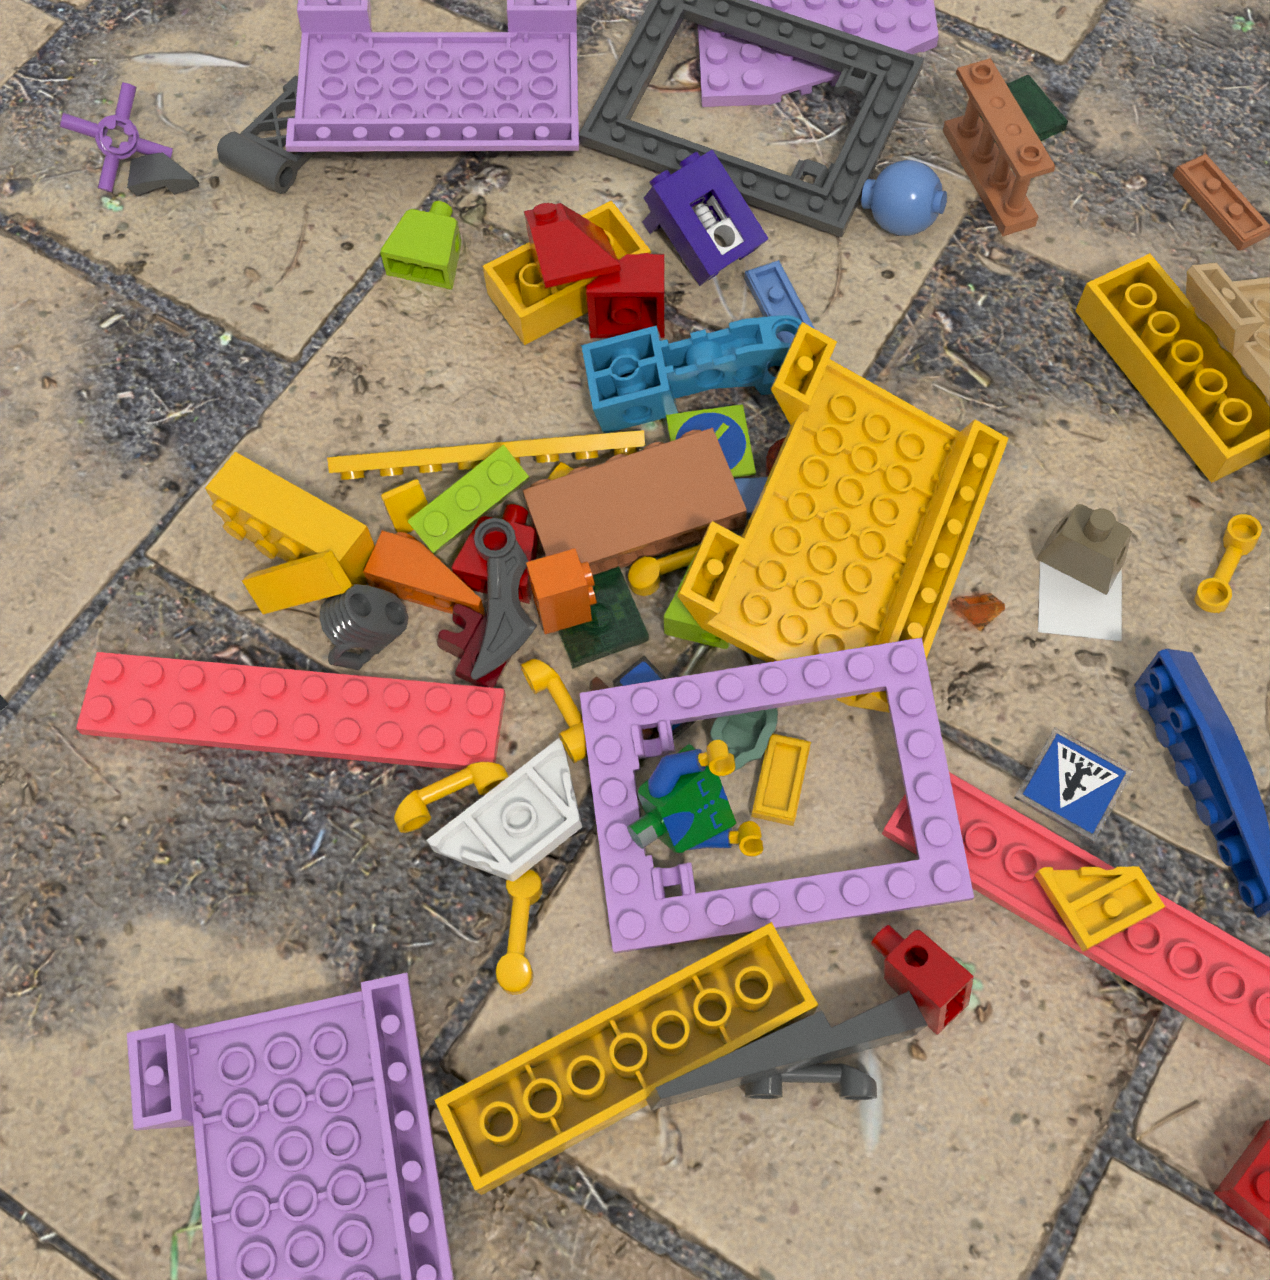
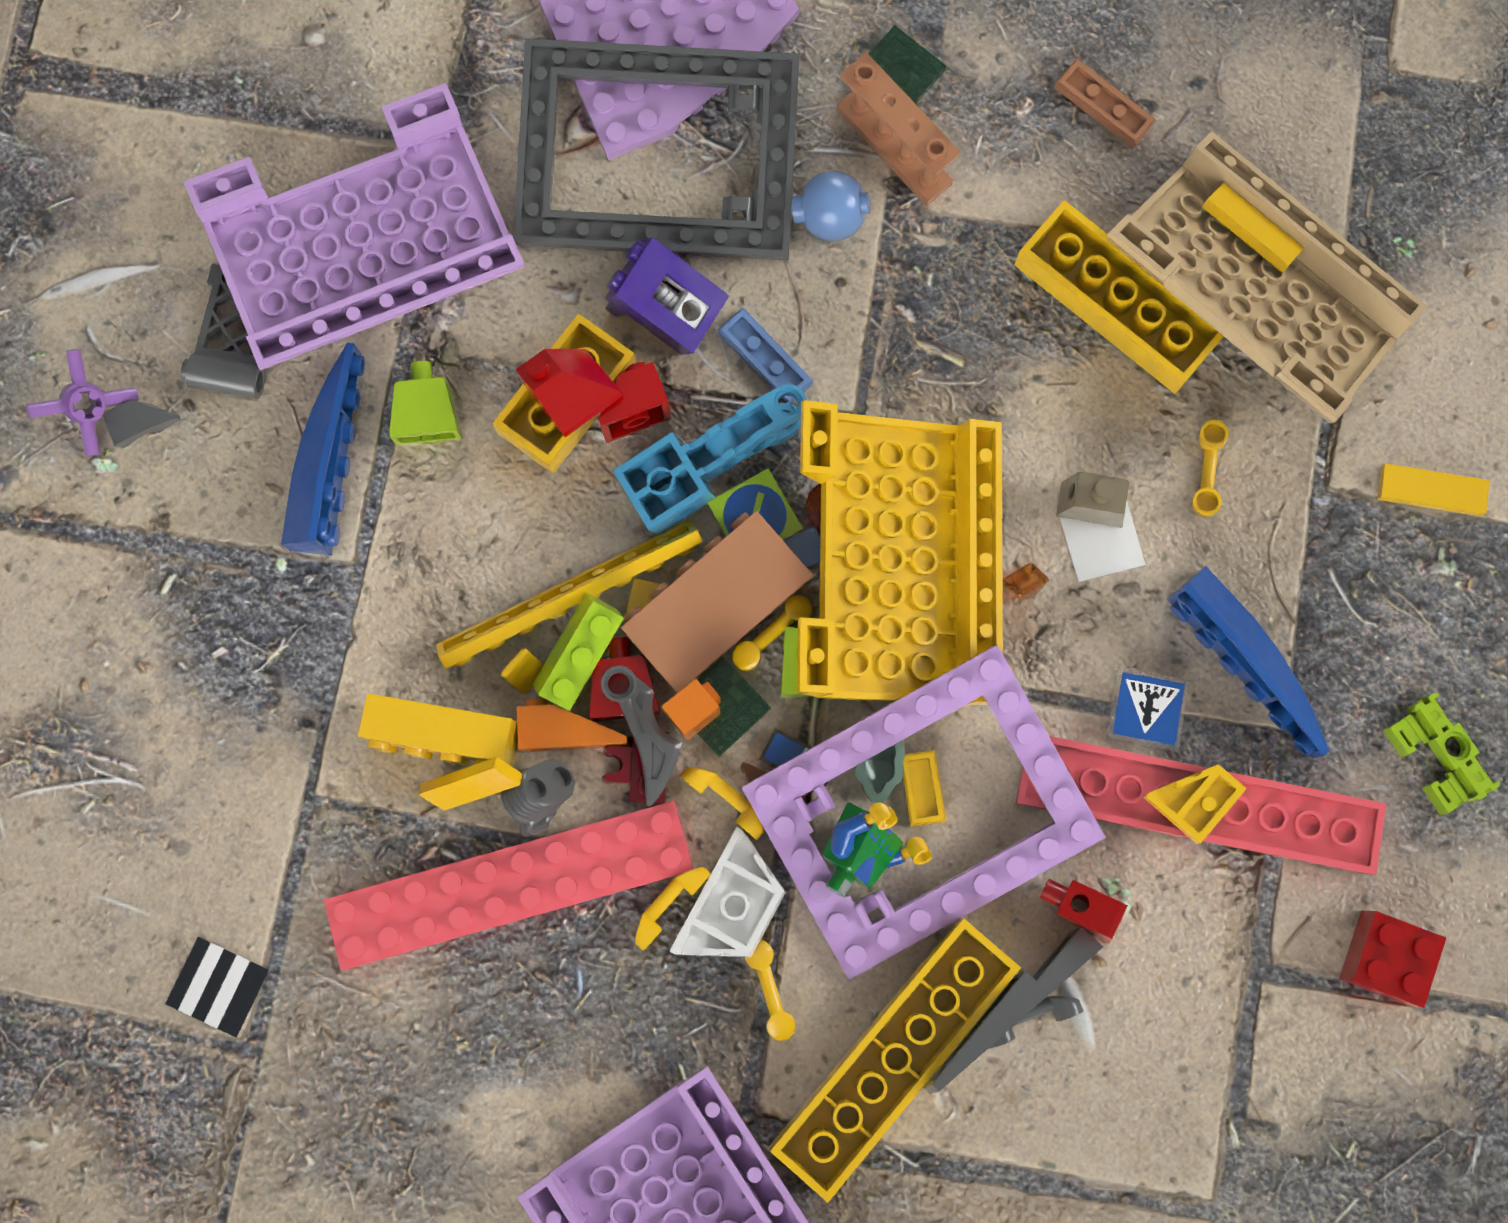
camera: 25 degrees left, 15 degrees up
(308, 258) = (322, 460): none -> blue wedge

